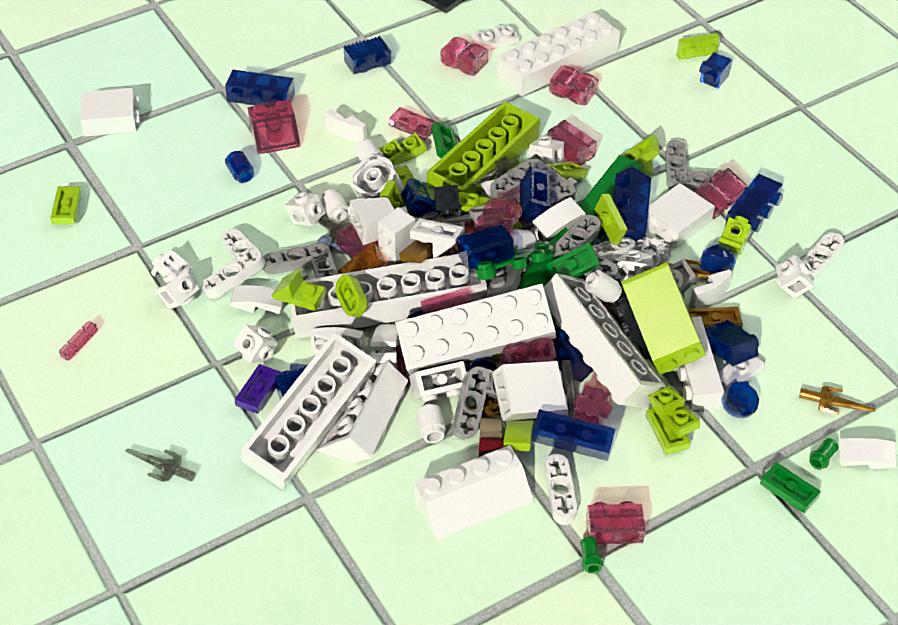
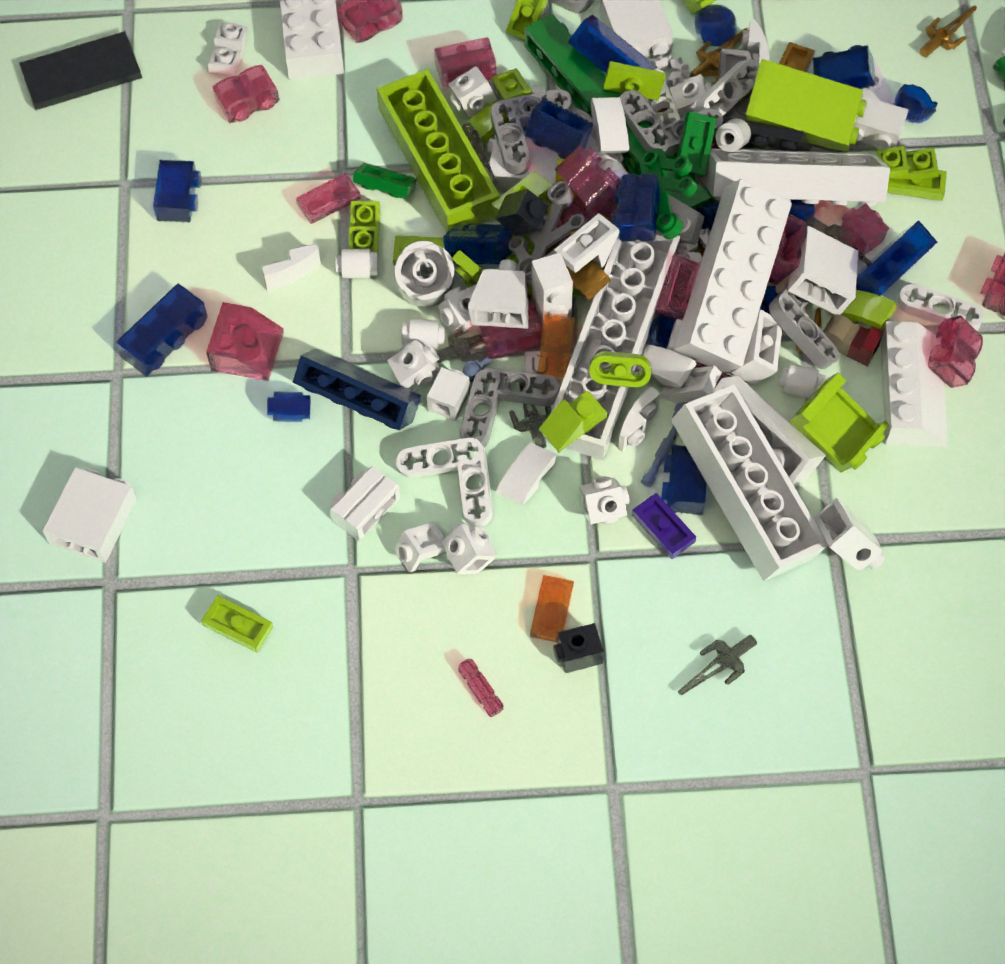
camera: 60 degrees left, 15 degrees up
(132, 377) = (579, 648): none -> black brick
(159, 355) = (551, 608): none -> clear orange plate
(186, 228) = (364, 502): none -> white brick
(268, 189) = (357, 389): none -> dark blue brick
(296, 233) = (448, 393): none -> white brick
(301, 493) = (855, 543): none -> white torso
(402, 452) = (838, 425): none -> lime panel
(518, 505) = (955, 351): none -> clear pink brick

